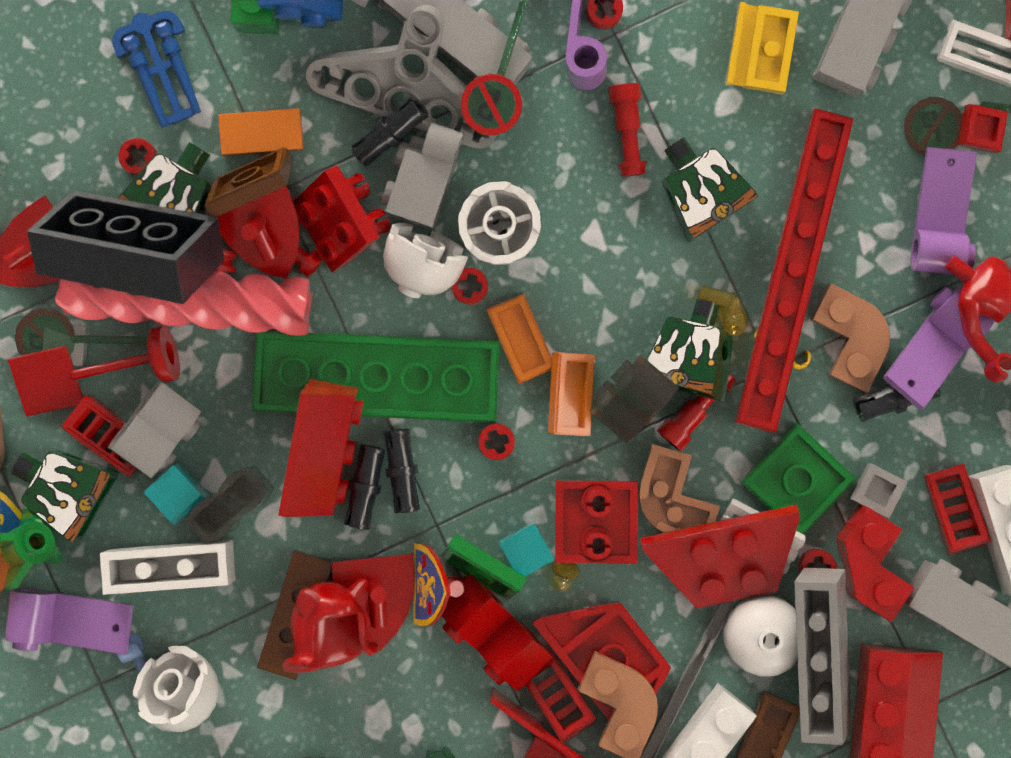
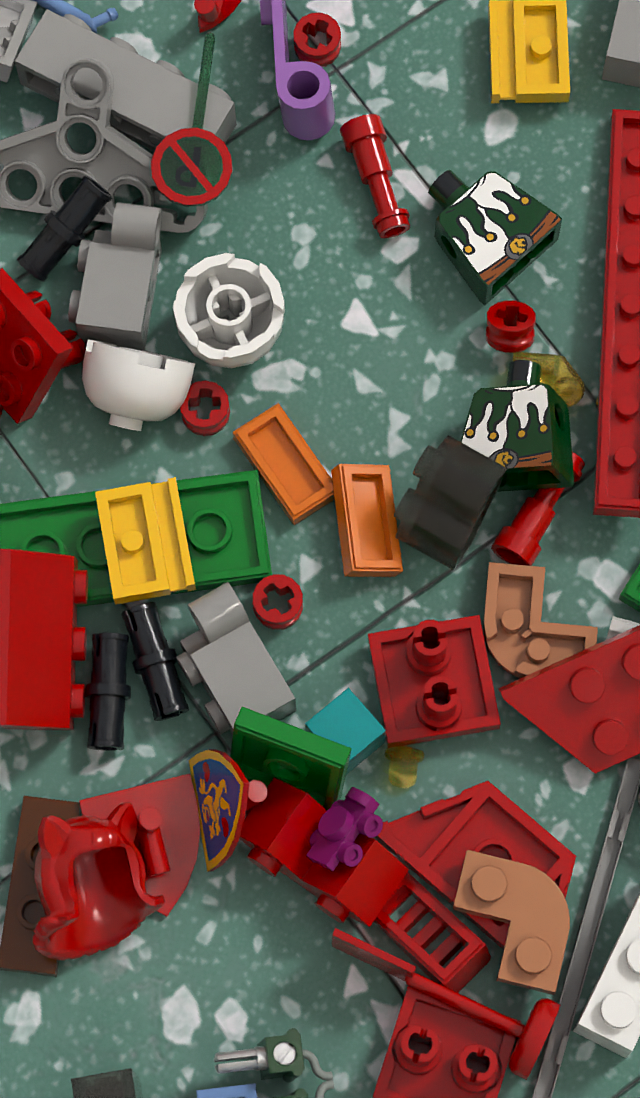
camera: 10 degrees left, 15 degrees down
(409, 385) = (145, 541): none -> yellow plate
(455, 487) = (232, 662): none -> light grey hinge
(509, 625) = (340, 828): none -> magenta piece
(703, 255) = (510, 326): none -> red bush

